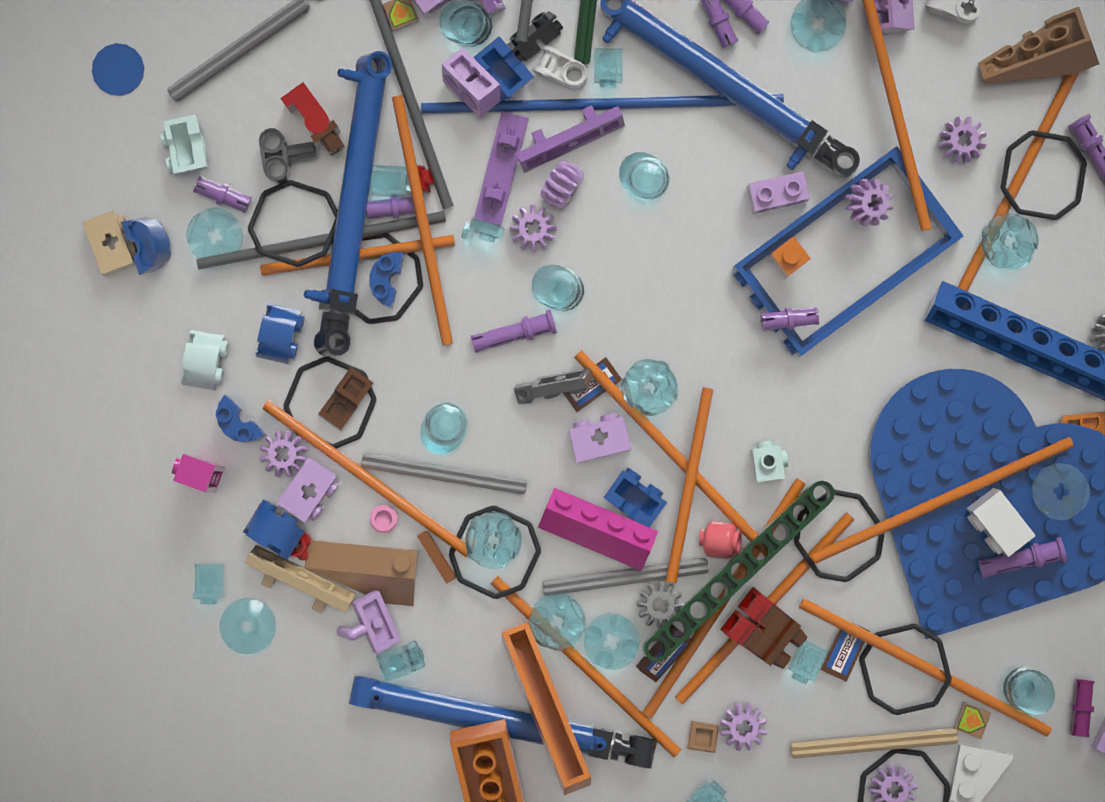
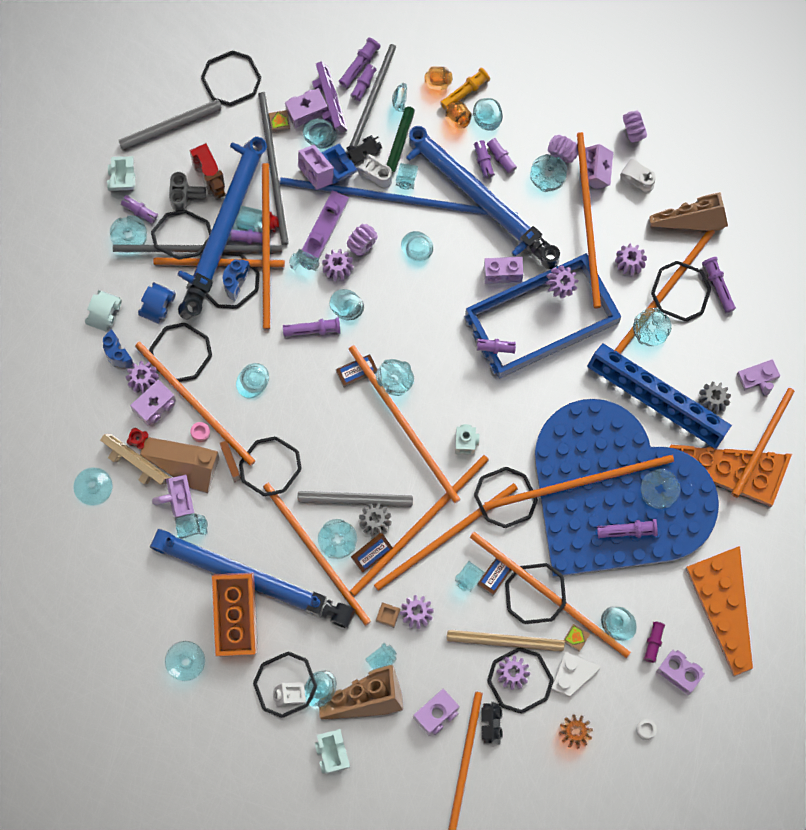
camera: 10 degrees right, 15 degrees down
(98, 233) = (58, 235): tan brick -> none
(117, 69) = (90, 124): blue sticker -> none
(151, 243) = (86, 230): blue cylinder -> none
(197, 473) = (82, 373): dark pink brick -> none
(209, 583) = (73, 452): clear light blue bracket -> none
(273, 530) = (124, 423): blue cylinder -> none
(345, 399) = (191, 351): reddish brown slope -> none
(443, 473) = (246, 409): light grey axle -> none
(502, 552) = (260, 459): clear light blue plate -> none
(546, 709) = (283, 569): orange brick -> none
(553, 385) = (328, 365): dark grey hinge -> none
(570, 139) = (373, 214): medium lavender hinge -> none
(573, 621) = (310, 511): clear light blue plate -> none
(586, 449) = (365, 404): lavender brick -> none
(598, 529) = (342, 461): dark pink brick -> none
(635, 499) = (370, 446): blue cylinder -> none
(689, 485) = (409, 443): orange piece -> none
(720, 540) = (424, 484): coral head -> none
(751, 565) = (427, 510): dark green beam -> none
(771, 636) = (445, 554): hips -> none
(789, 257) = (503, 306): orange brick -> none
(1000, 522) = (615, 499): white brick -> none

